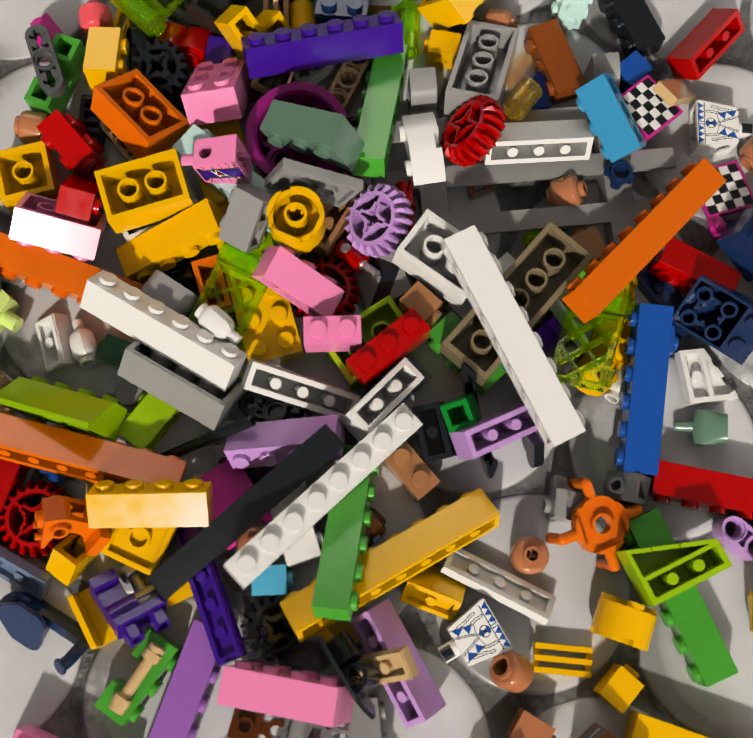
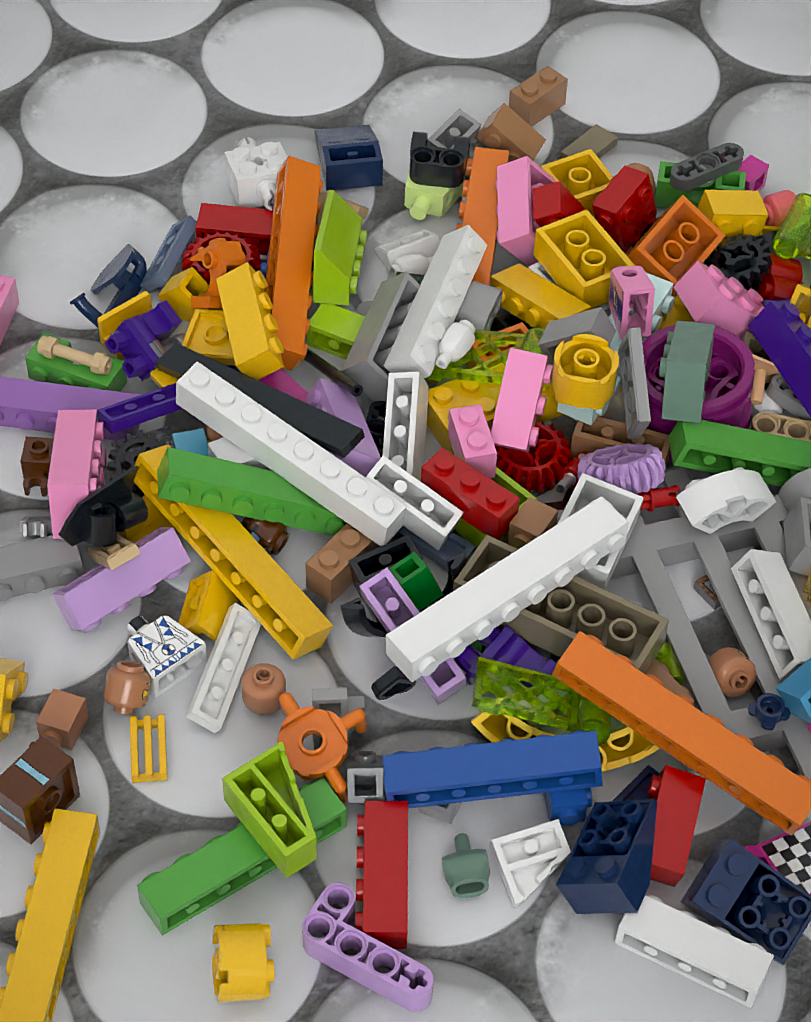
camera: 80 degrees right, 25 degrees down
(473, 131) = (759, 532): red gear -> none
(619, 686) = (124, 803): yellow brick -> none
(624, 621) = (198, 787): yellow brick -> none

